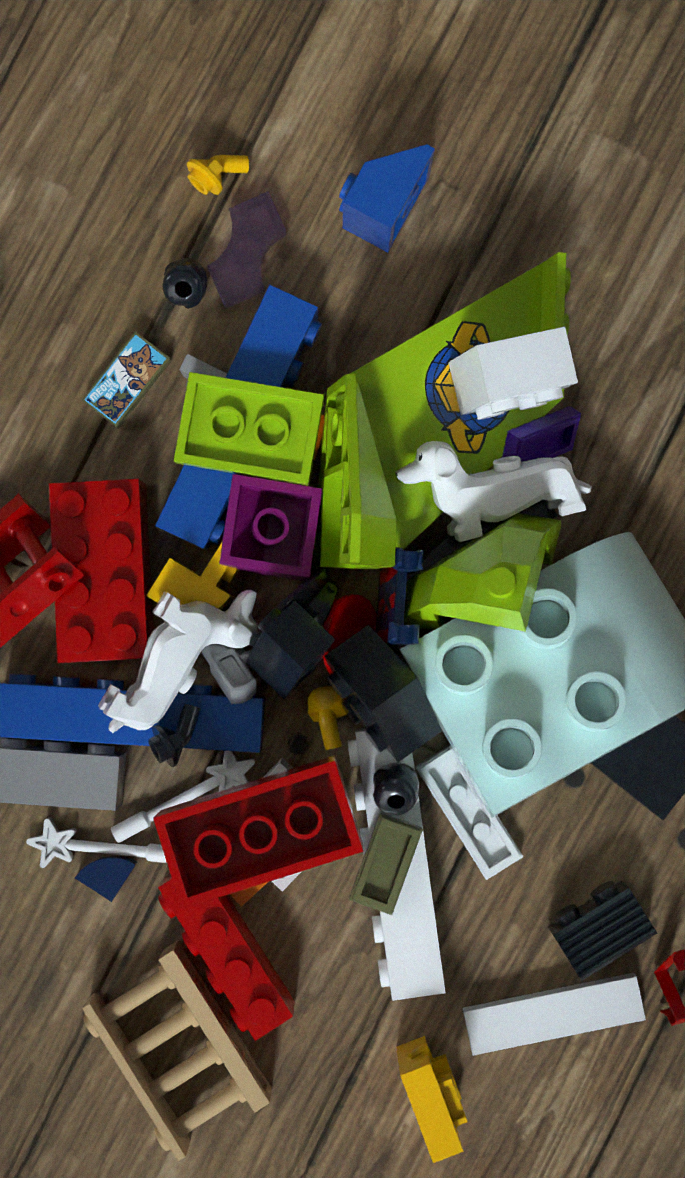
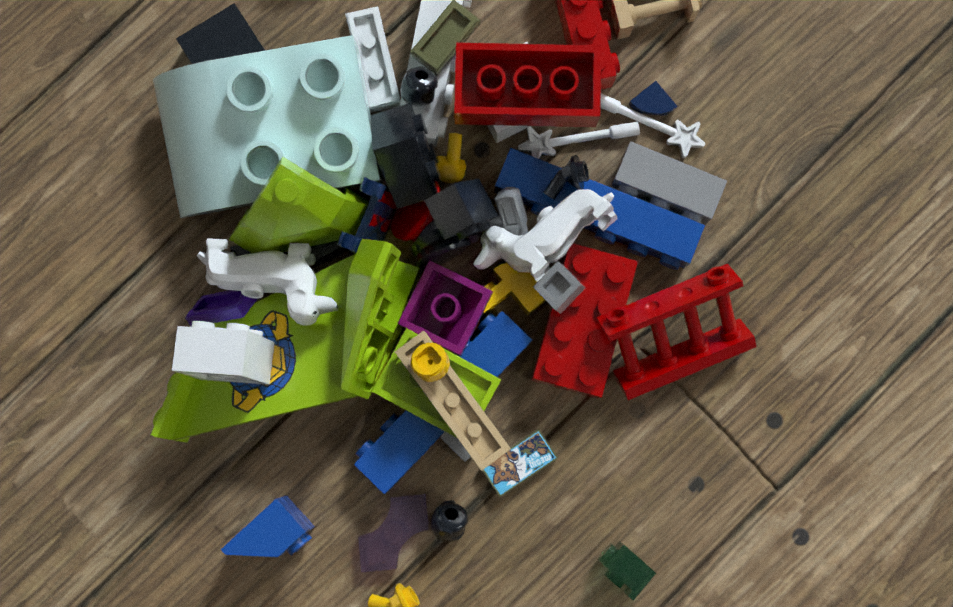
camera: 160 degrees left, 5 degrees down
(139, 594) = (559, 287): none -> light grey plate
(221, 413) = (458, 409): none -> tan plate
(260, 445) = (430, 362): none -> yellow tile

